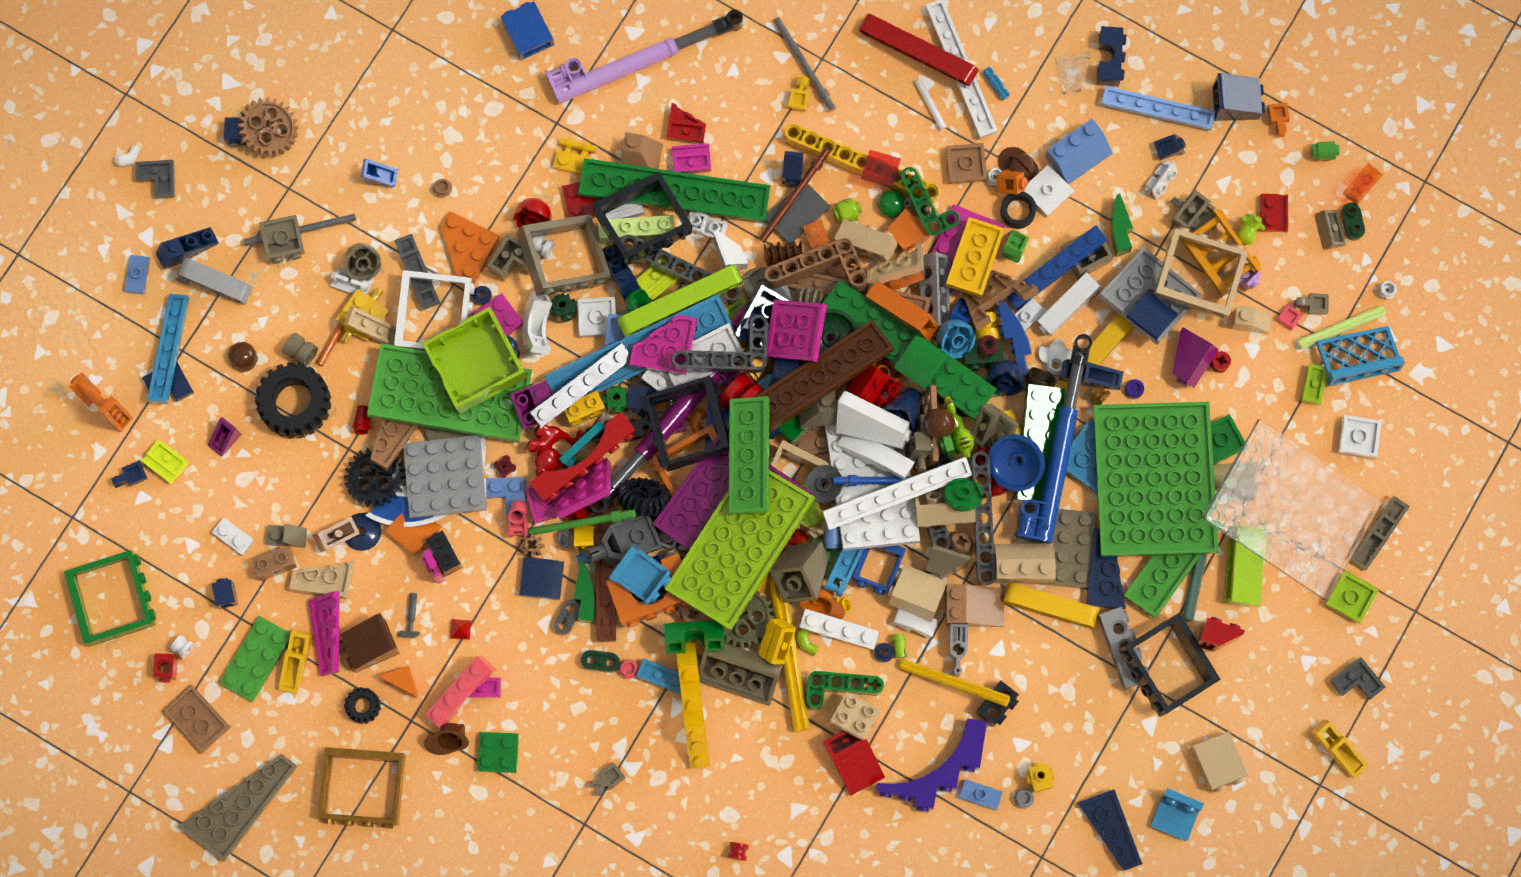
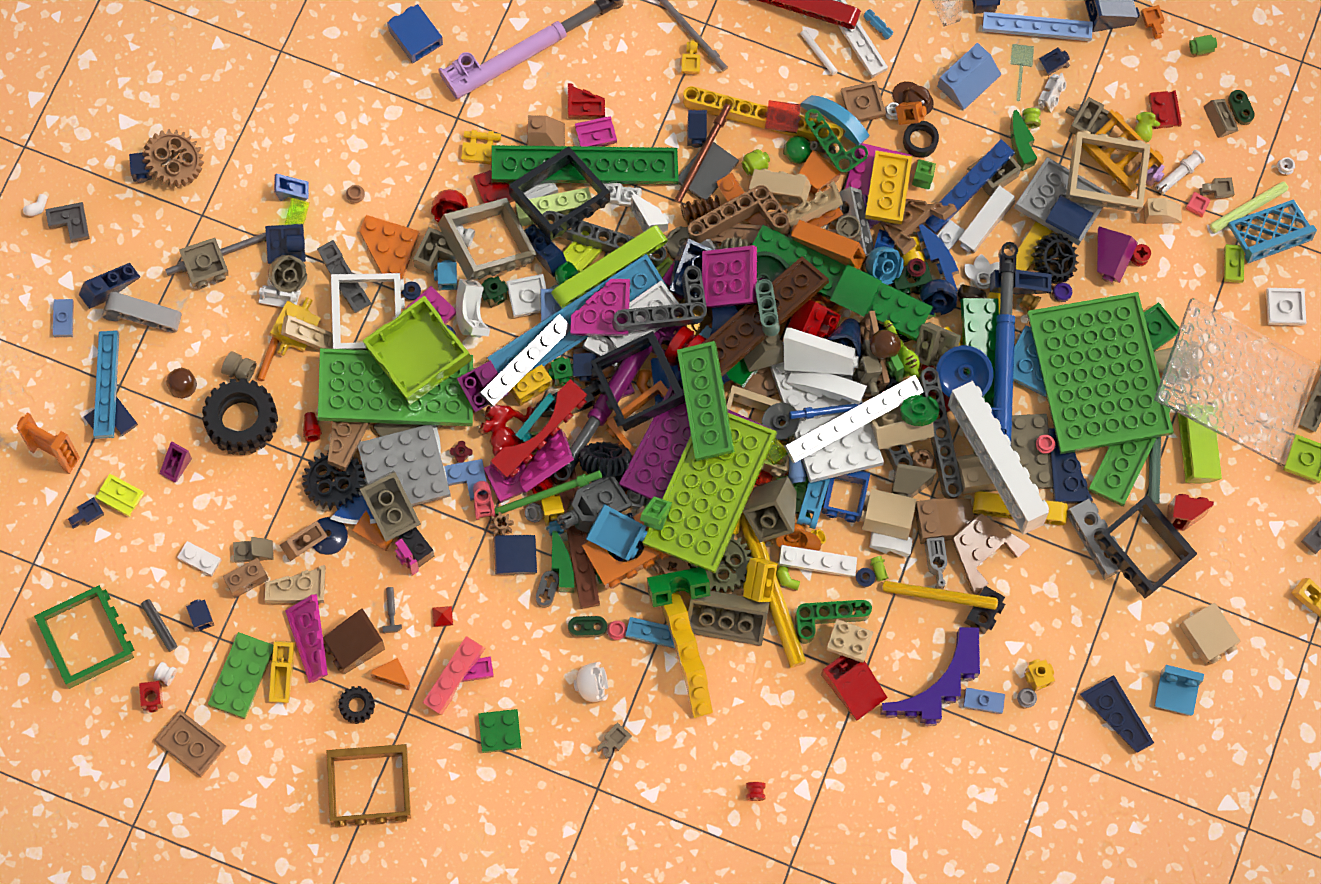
camera: 15 degrees left, 5 degrees down
(184, 597) = (159, 625): none -> dark grey axle
(233, 814) = (241, 833): dark tan wing -> none
(365, 228) = (285, 240): none -> dark blue plate
(379, 205) = (297, 212): none -> clear neon green slope
(423, 513) = (389, 505): none -> dark tan slope
(447, 740) = (448, 725): reddish brown piece -> none
(519, 285) = (446, 275): none -> dark azure brick
(595, 718) = (591, 682): none -> white cylinder
(681, 561) = (656, 513): none -> bright green slope
(826, 377) = (770, 315): none -> sand green beam
(925, 297) = (849, 227): none -> dark tan wheel
(938, 174) = (839, 115): none -> dark azure slope
(1002, 634) = (978, 541): none -> wing
(1032, 555) = (998, 457): none -> white brick
(1048, 190) = (947, 117): white plate -> none
(1087, 544) = (1045, 444): none -> coral plate
(1134, 203) = (1031, 117): none -> lime wheel
(1136, 364) = (1052, 247): none -> black gear
(1137, 137) = (1022, 56): none -> clear light blue piece
(1284, 276) = (1186, 167): none -> white pin
(1362, 184) = (1244, 70): clear orange piece -> none

